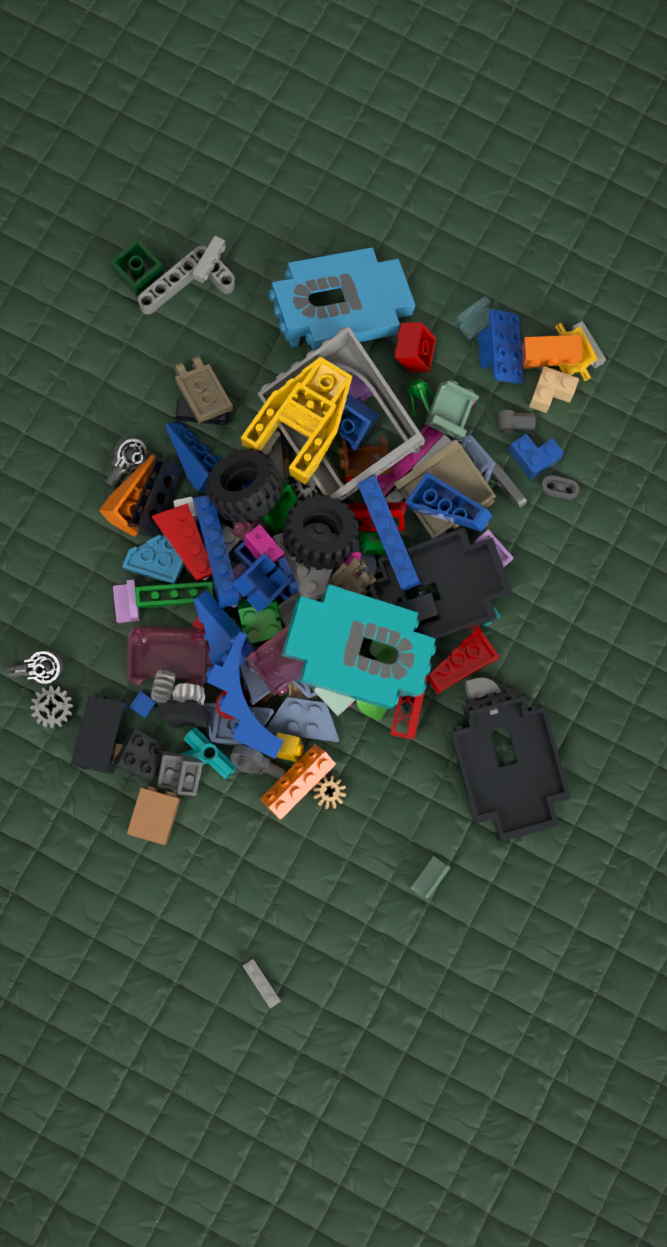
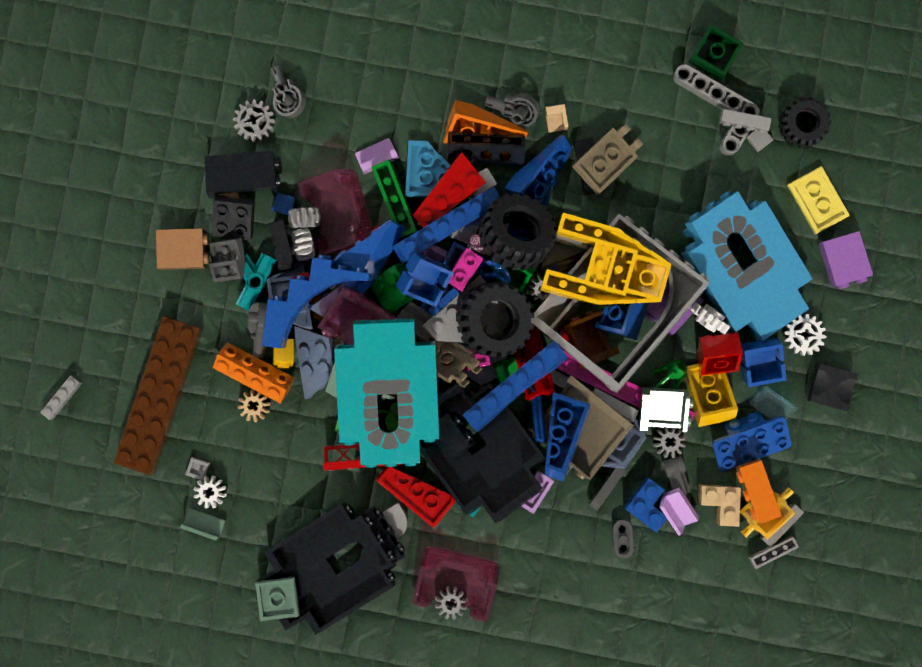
camera: 80 degrees right, 10 degrees up
(148, 426) = (556, 118): none -> tan panel
(227, 198) = (819, 116): none -> black tyre
(230, 256) = (759, 140): none -> light grey tile
(277, 520) = (505, 277): none -> blue piece
(290, 883) = (158, 396): none -> reddish brown brick
(301, 223) = (818, 200): none -> light yellow tile
(364, 216) = (845, 260): none -> medium lavender brick
(374, 868) = (197, 468): none -> light grey tile
(381, 342) = (710, 318): none -> white gear
(407, 860) = (207, 484): none -> white gear
(425, 526) = (538, 418): none -> blue axle
(426, 277) = (803, 343): none -> white gear
(436, 315) = (760, 363): none -> blue piece
(453, 364) = (711, 397): none -> yellow slope
(475, 262) = (832, 387): none -> black brick
(481, 425) = (667, 448): none -> light grey gear
(525, 824) = (277, 598): none -> sand green tile
(547, 427) = (678, 510): none -> lavender panel
(557, 649) = (468, 573): none -> clear pink windscreen
(568, 659) = (447, 597): none -> light grey gear
(612, 362) = (771, 553): none -> light grey piece

